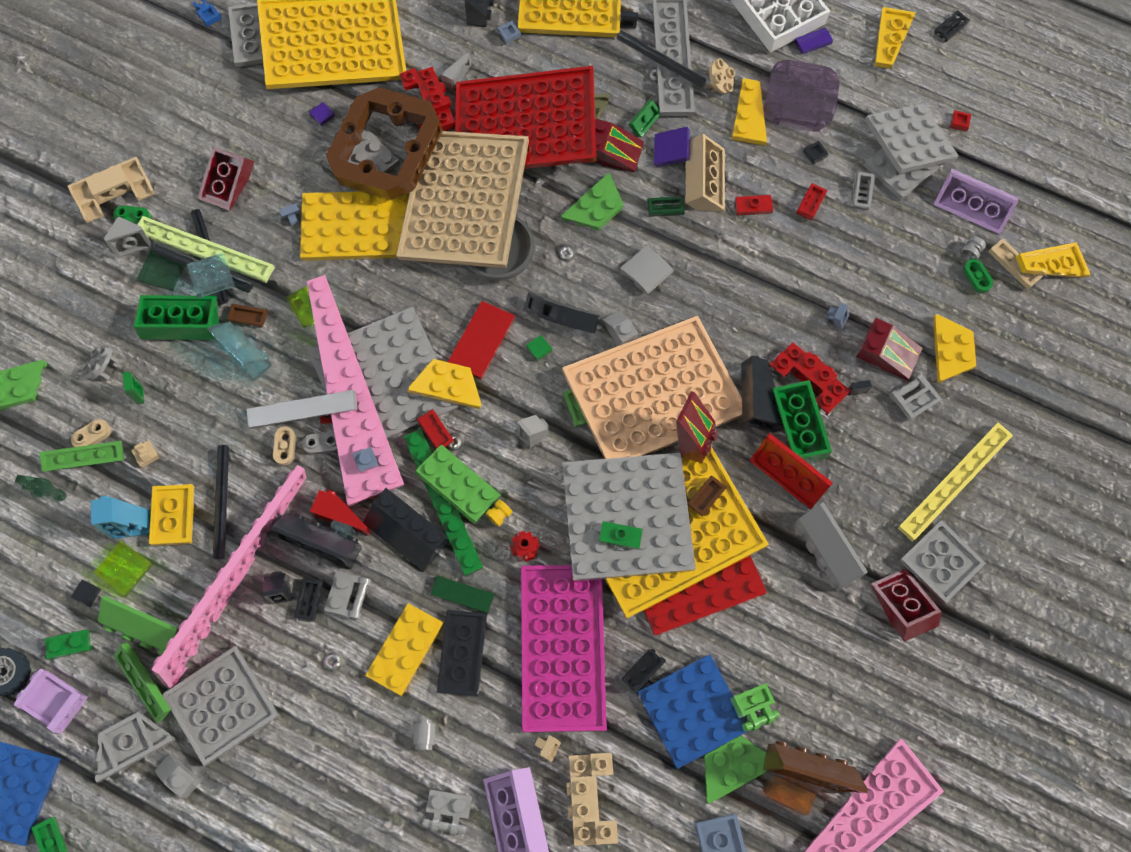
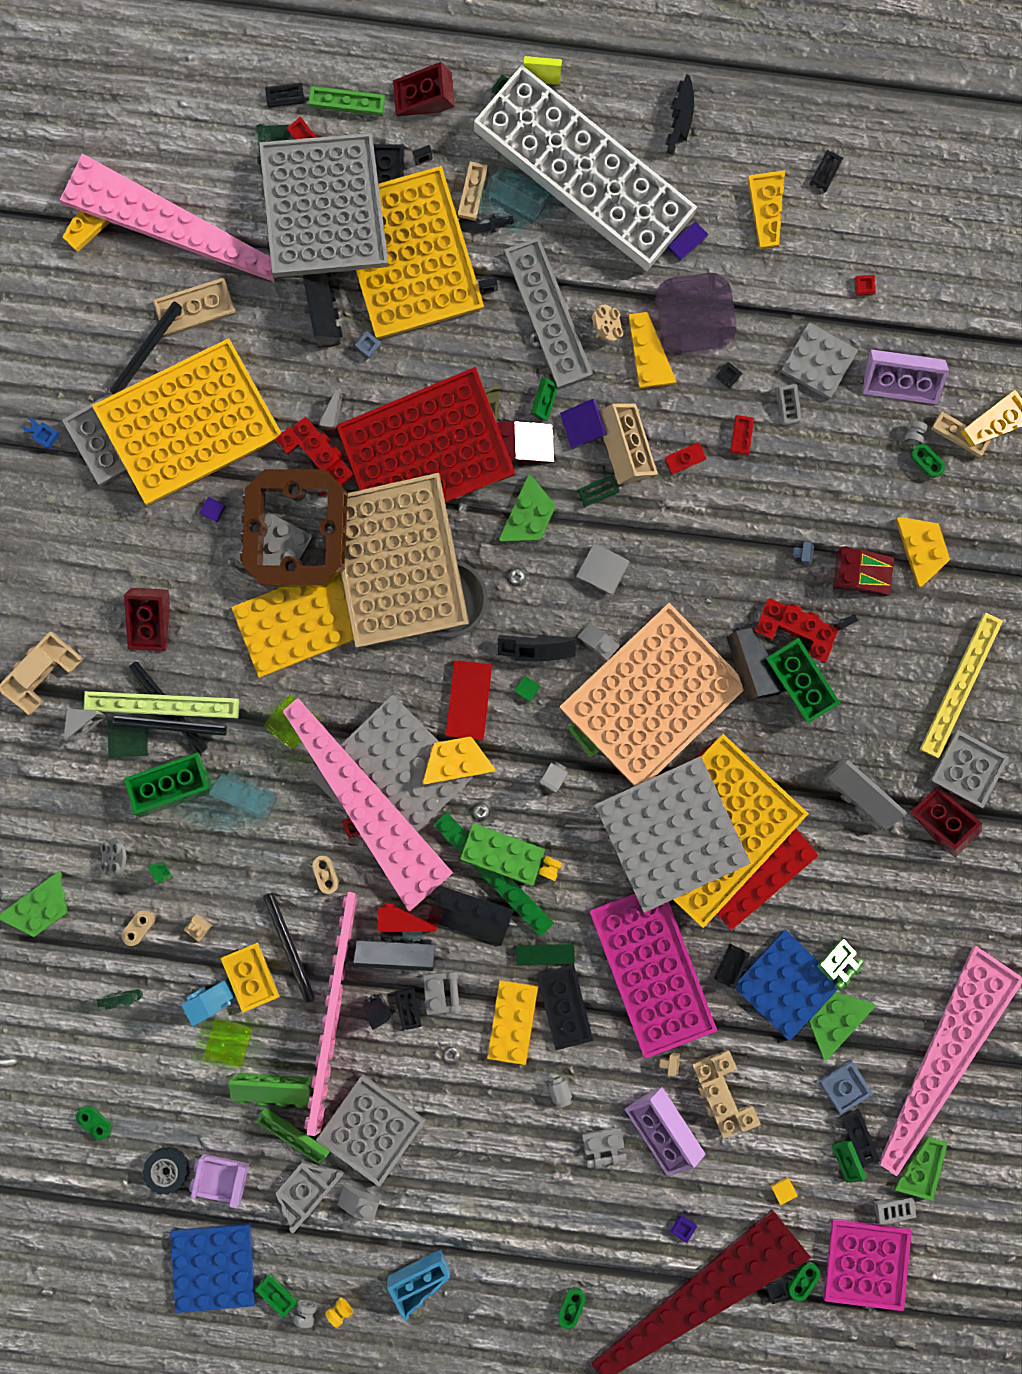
camera: 20 degrees left, 15 degrees up
(68, 644) = (210, 1126): green plate -> none
(81, 456) = (140, 952): bright green plate -> none
(86, 593) = (204, 1075): black tile -> none
(131, 213) = (71, 691): green plate -> none
(210, 275) = (183, 733): clear light blue plate -> none
(247, 315) = (232, 756): reddish brown tile -> none
(290, 212) = (228, 634): sand blue tile -> none
(302, 409) = (329, 837): light grey tile -> none
(321, 443) = (358, 858): light grey plate -> none
(365, 459) = (410, 866): sand blue plate -> none
(435, 429) = (460, 808): red plate -> none
(524, 553) = (584, 884): red brick -> none
(620, 535) = (673, 858): green plate -> none
(661, 58) = (538, 324): black axle -> none
(695, 430) = (710, 733): dark red slope -> none
(706, 496) = (738, 789): reddish brown tile -> none
(789, 796) = (893, 1030): clear orange brick -> none
(790, 471) = (807, 734): red tile -> none
(813, 768) = (909, 1004): reddish brown slope -> none
(911, 138) = (821, 328): light grey plate -> none
(918, 402) = (905, 617): light grey plate -> none

